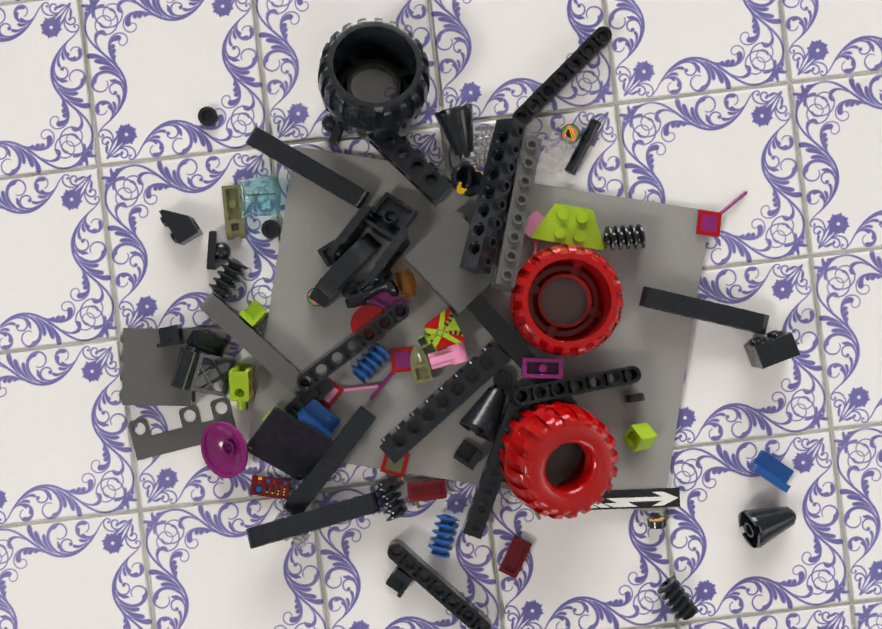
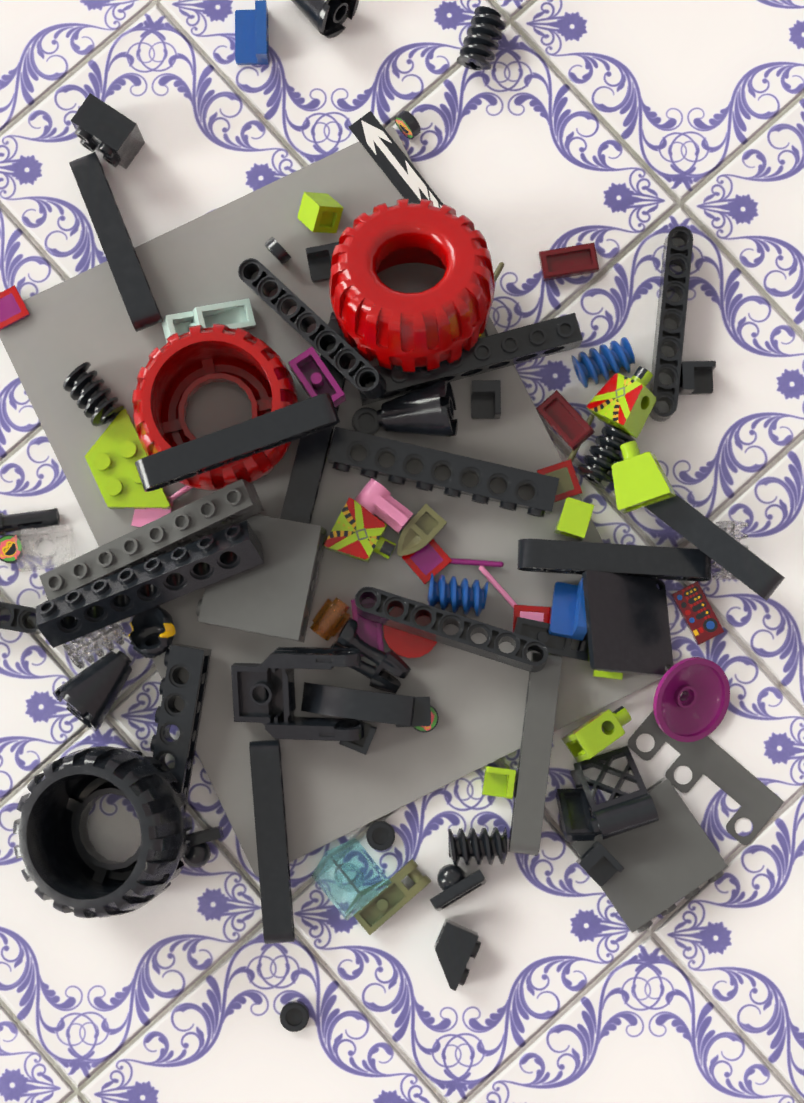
camera: 125 degrees left, 5 degrees down
(362, 507) = (639, 479): none -> lime torso
(366, 456) = (574, 519): none -> lime panel
(412, 531) = (625, 402): none -> lime torso
(534, 298) = (237, 442): none -> black beam
(610, 418) = (320, 260): none -> black panel
(616, 343) = (233, 314): none -> light aqua slope

